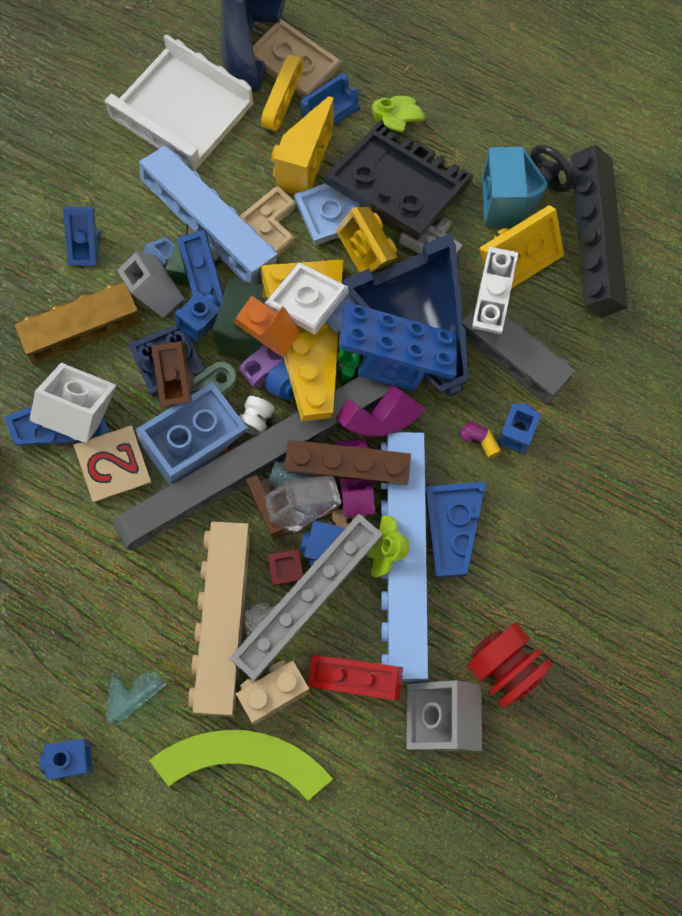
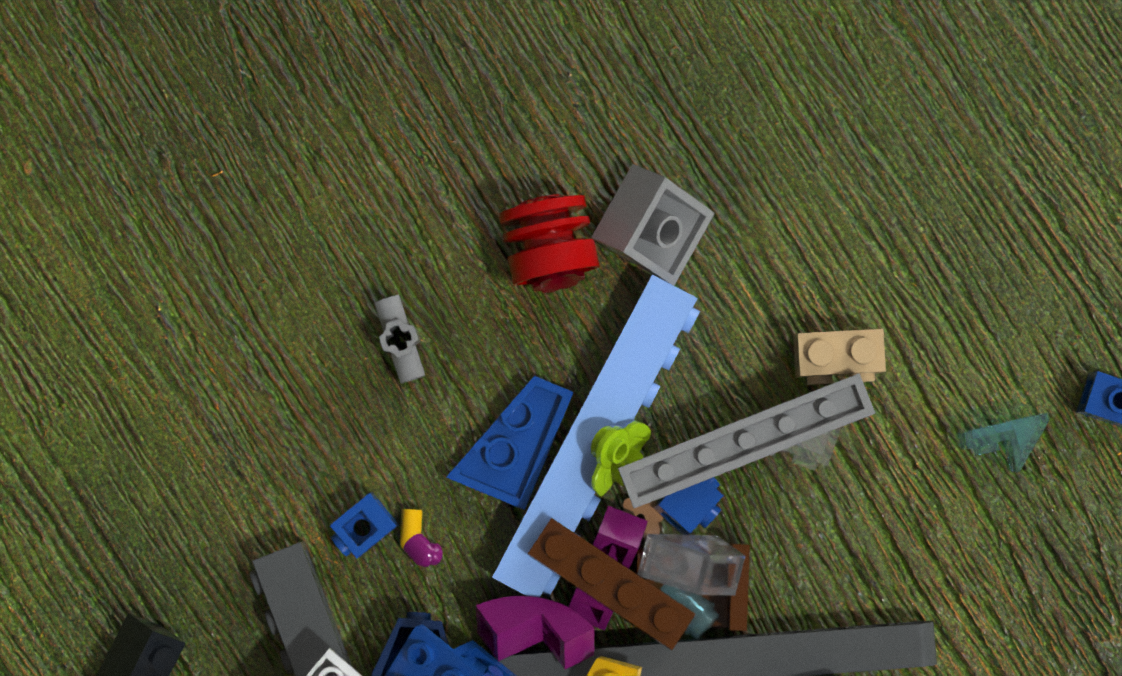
camera: 150 degrees left, 15 degrees up
(221, 621) = (856, 474): tan brick -> none
(246, 749) = (903, 310): lime tile -> none
(285, 568) = (749, 497): dark red plate -> none
(355, 677) = (735, 320): red plate -> none
(575, 562) = (392, 317): none -> light grey axle

